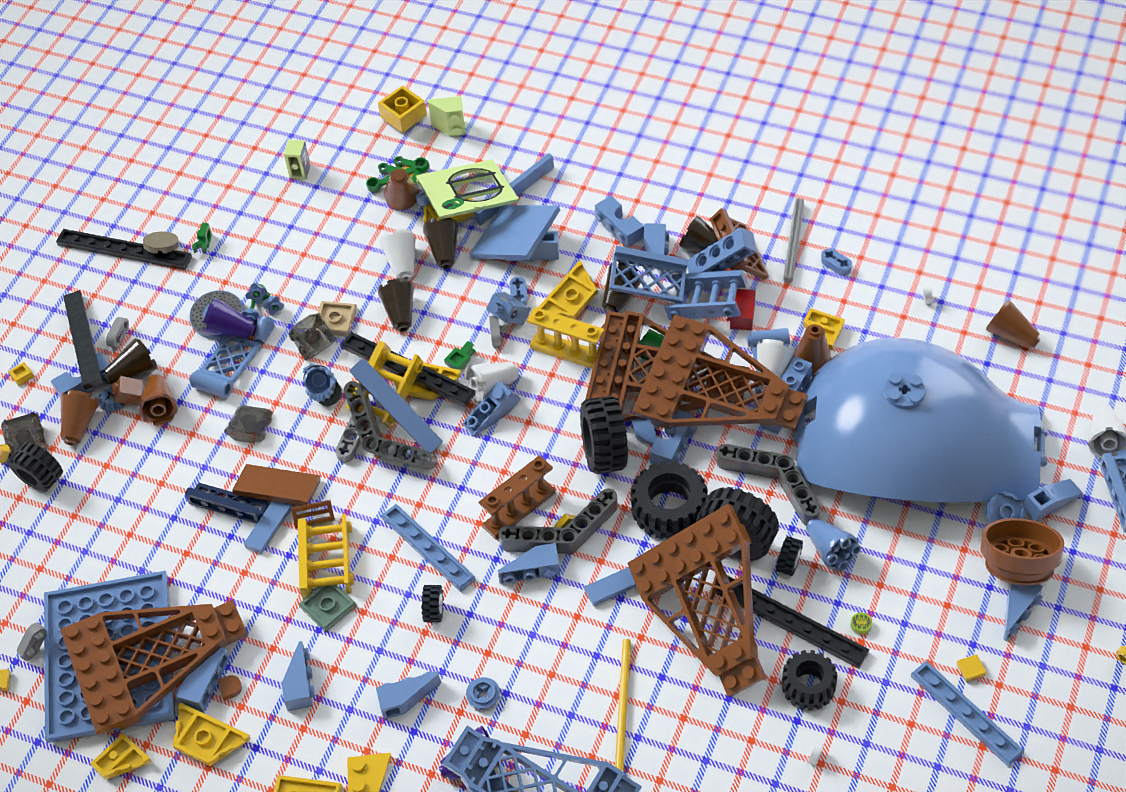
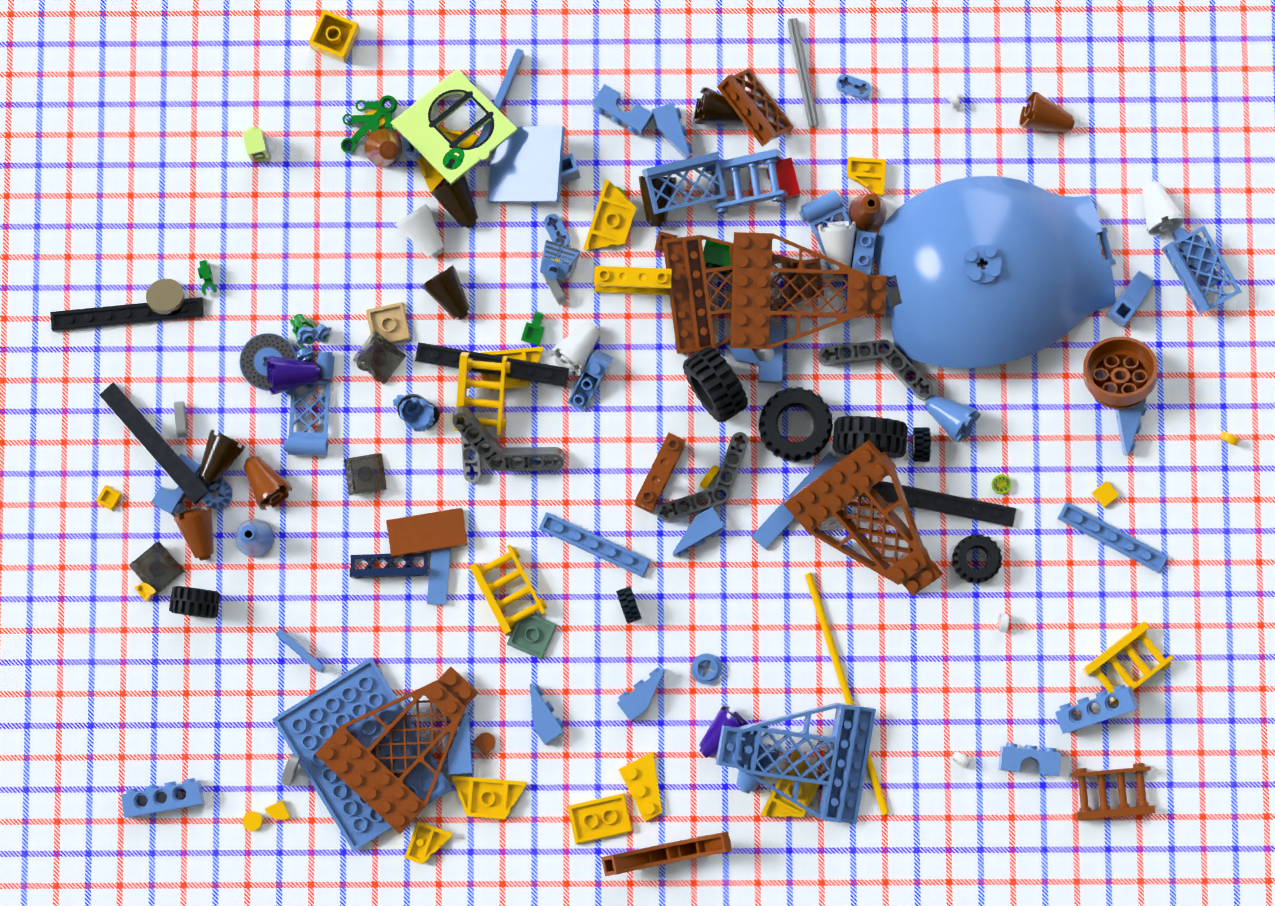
camera: 25 degrees left, 30 degrees up
(110, 556) = (300, 650): none -> medium blue tile
(120, 436) = (259, 542): none -> medium blue cone
(127, 390) = (233, 485): dark orange brick -> none
(310, 506) = (474, 549): dark orange tile -> none
(395, 406) = (505, 417): medium blue tile -> none
(447, 115) = (390, 32): yellowish green slope -> none
(724, 253) = (747, 135): medium blue brick -> none
(1004, 506) = (1092, 328): medium blue tile -> none

